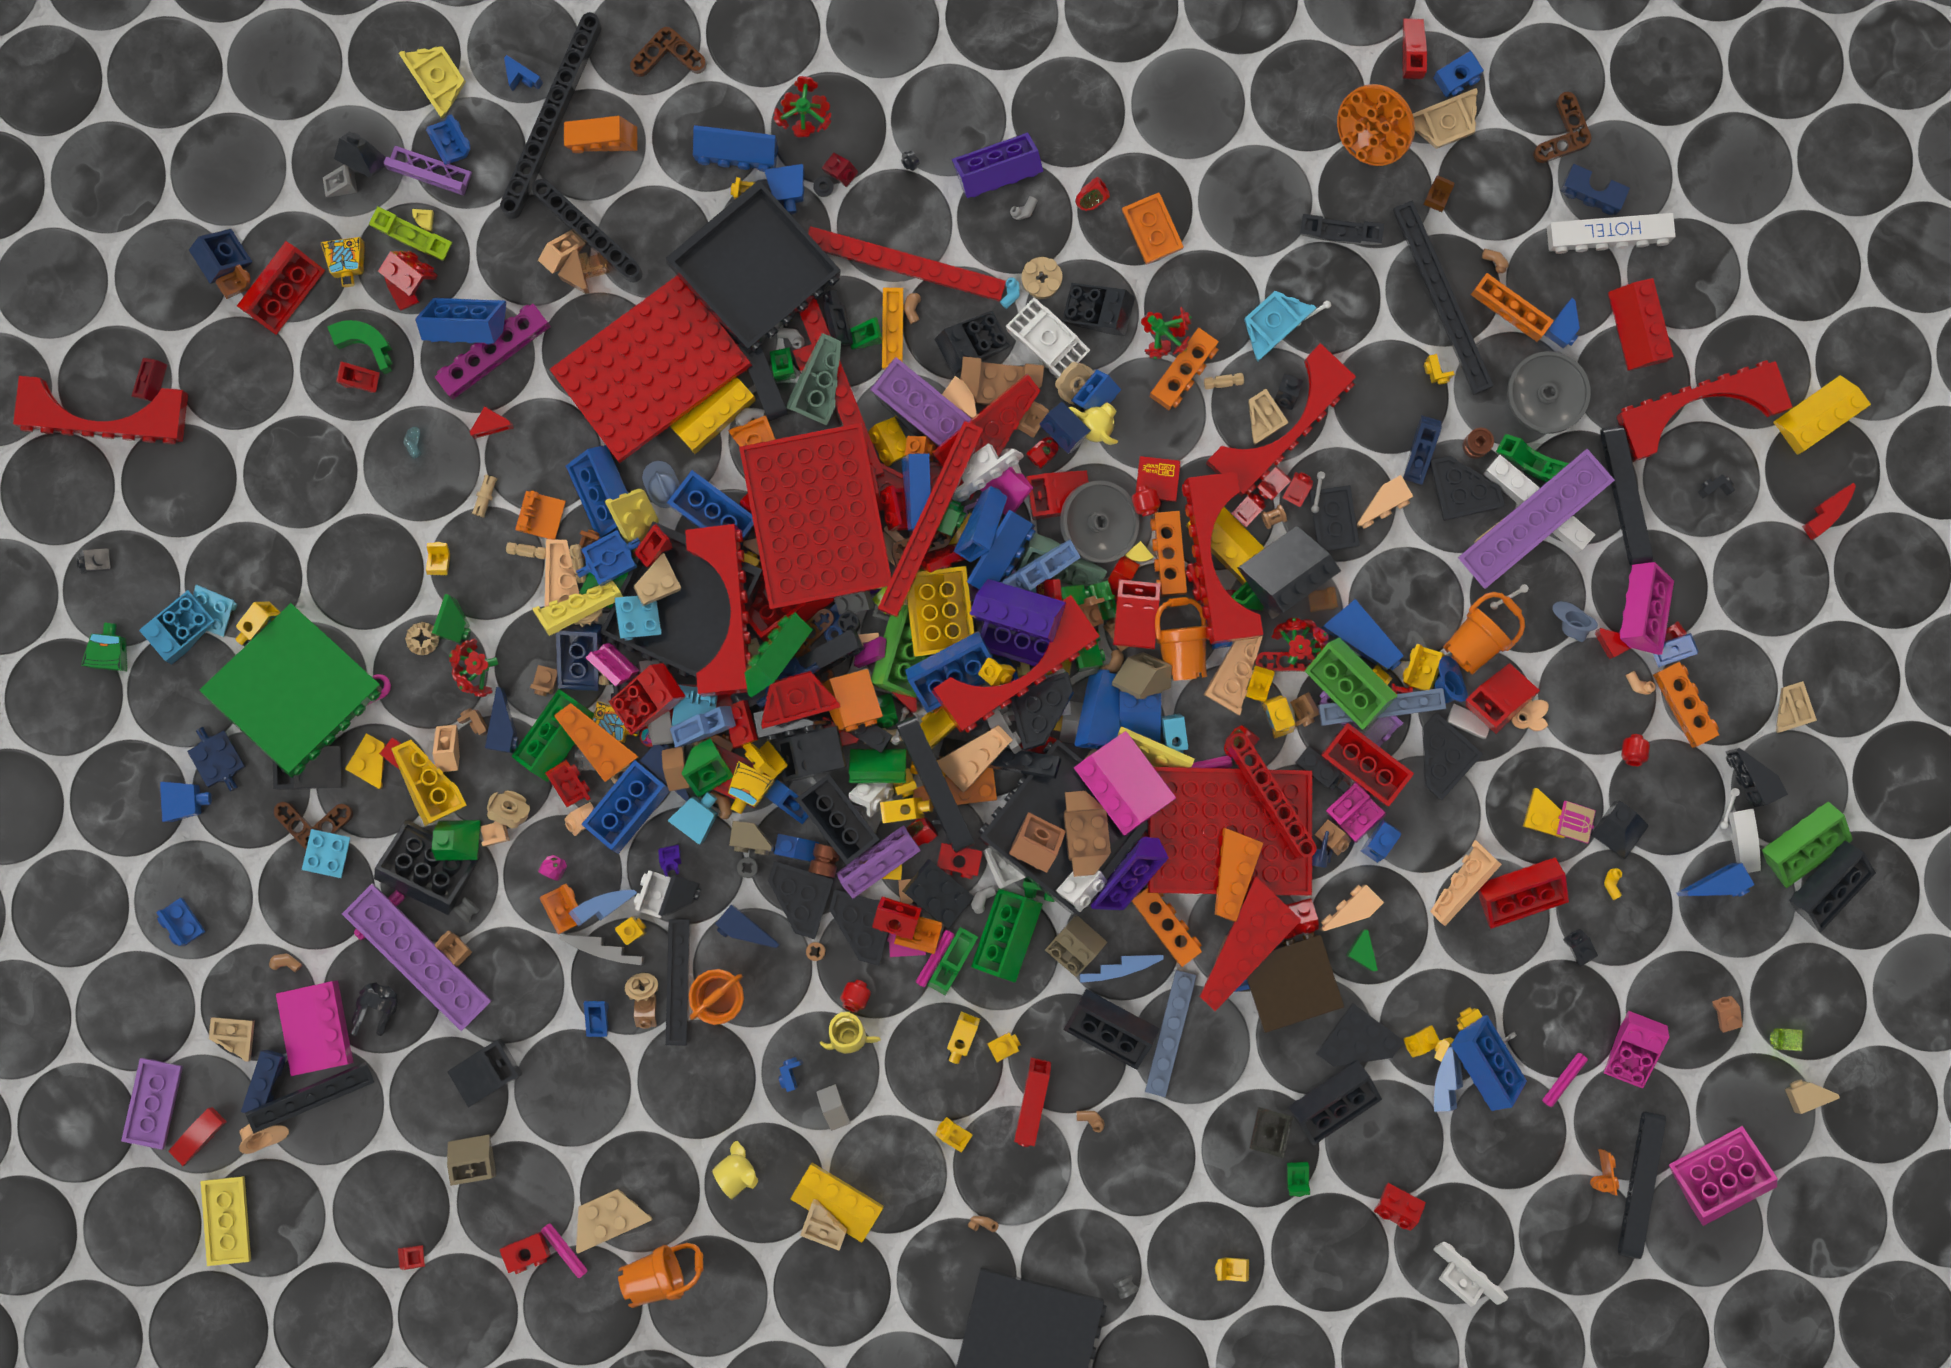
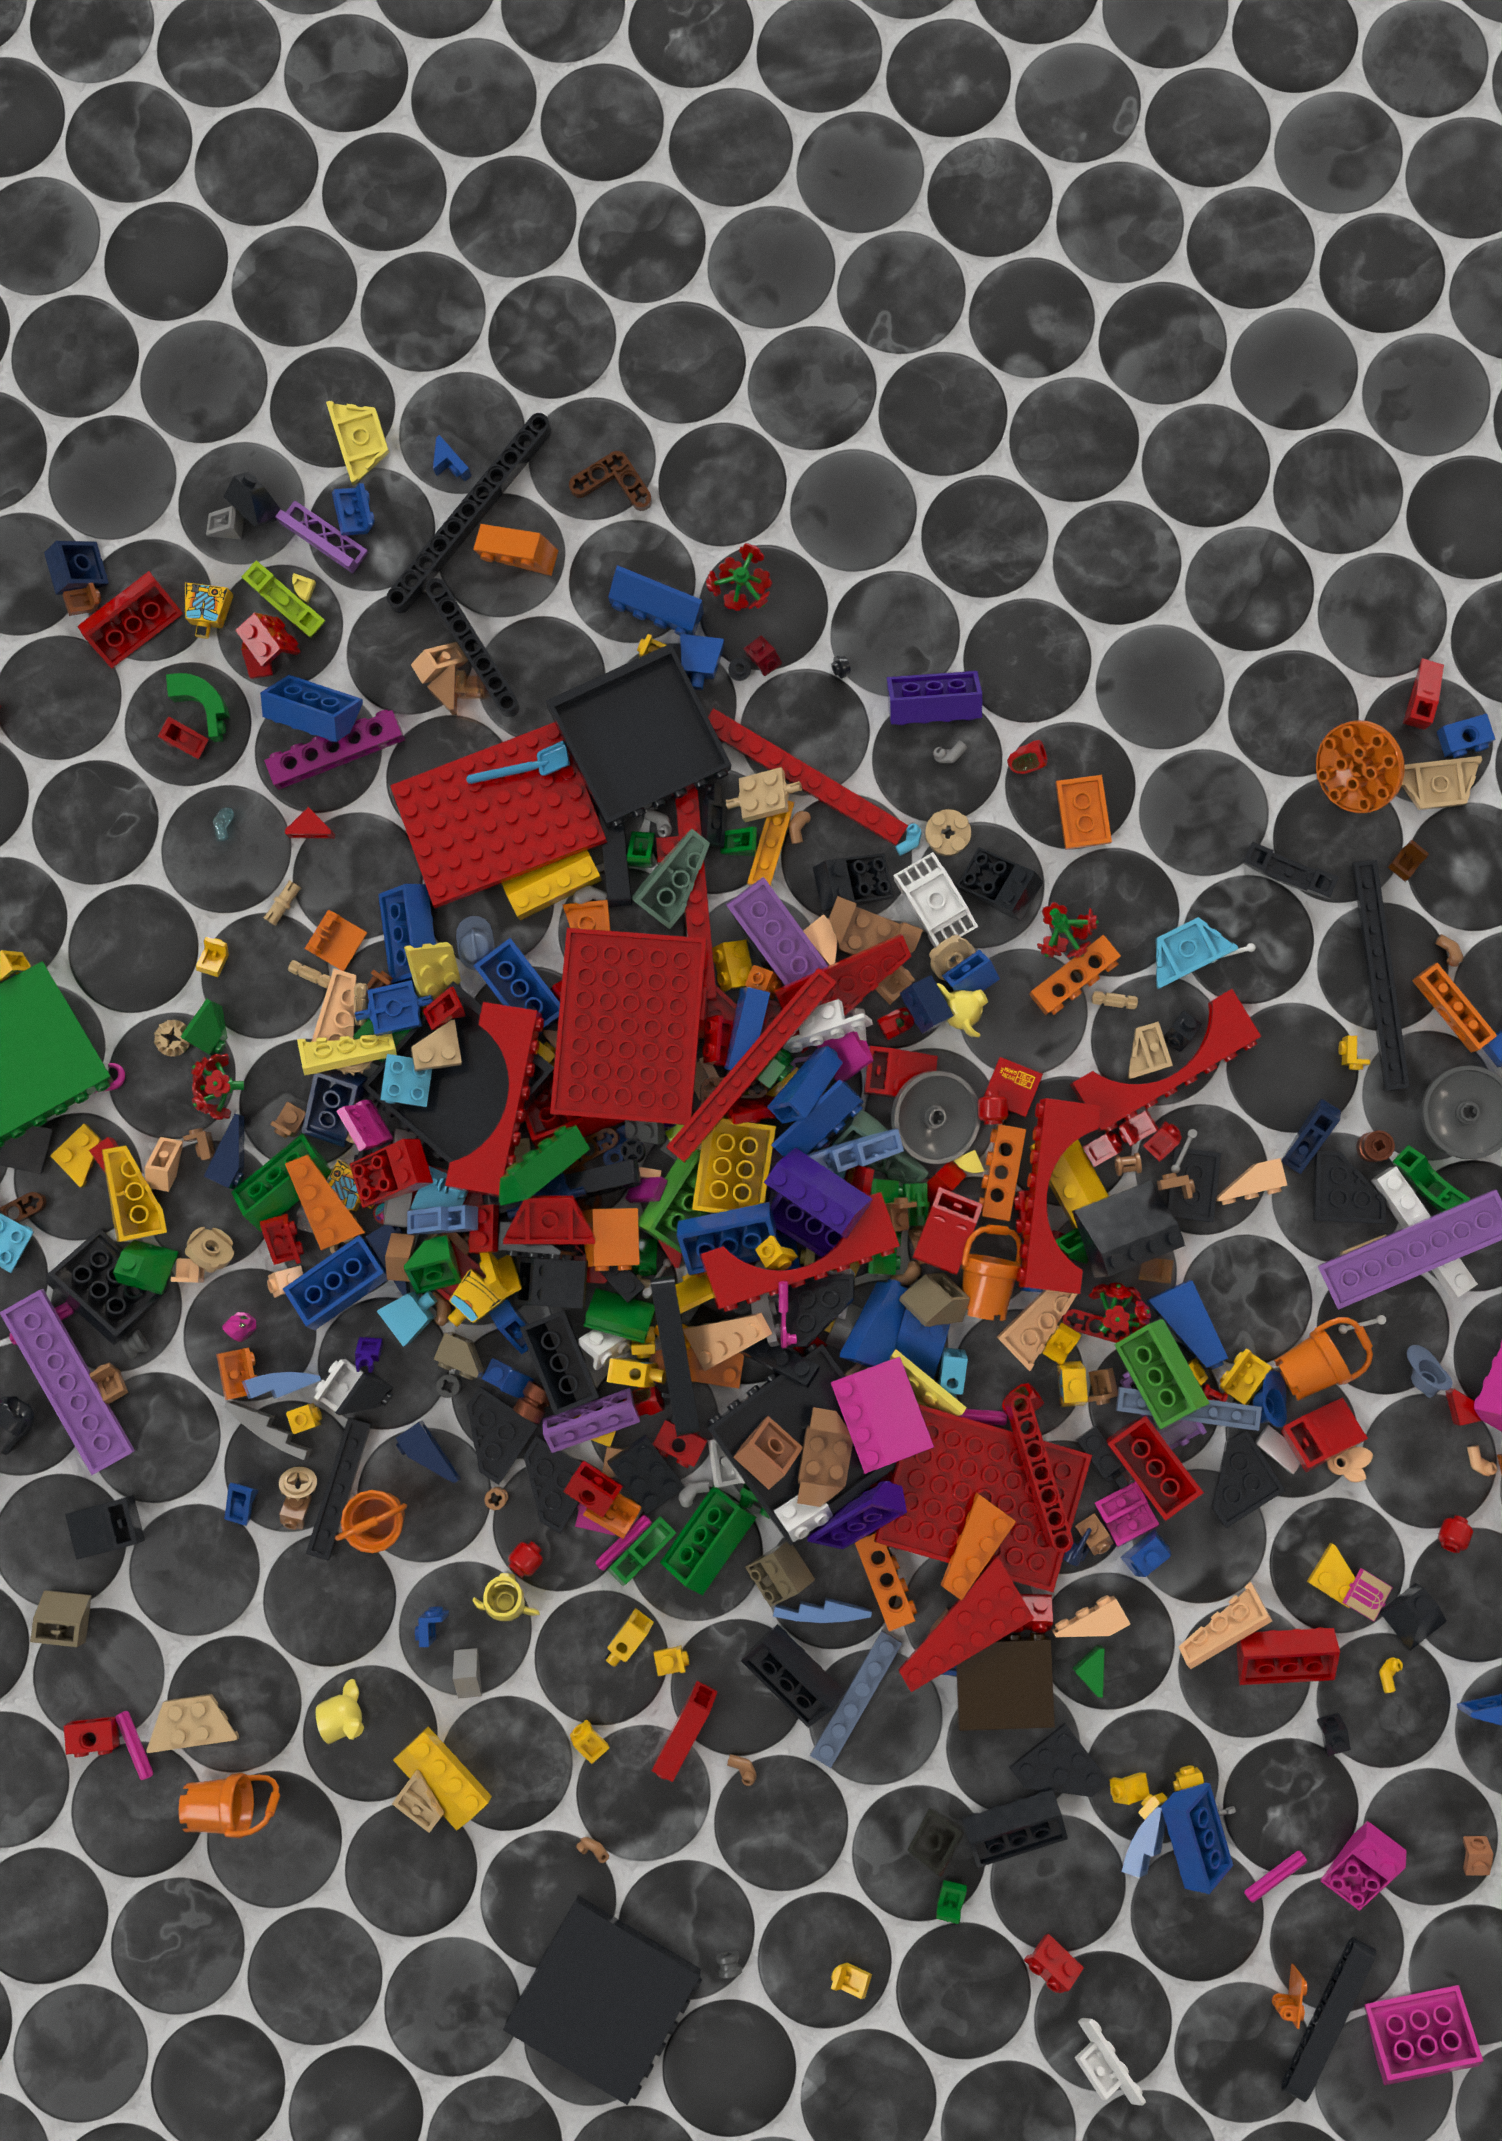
camera: 25 degrees right, 0 degrees up
(681, 310) = (548, 761): none -> dark azure piece
(874, 288) = (763, 794): none -> tan plate
(1025, 740) = (786, 1338): none -> dark pink piece
(1316, 519) = (1171, 1180): none -> medium nougat bracket

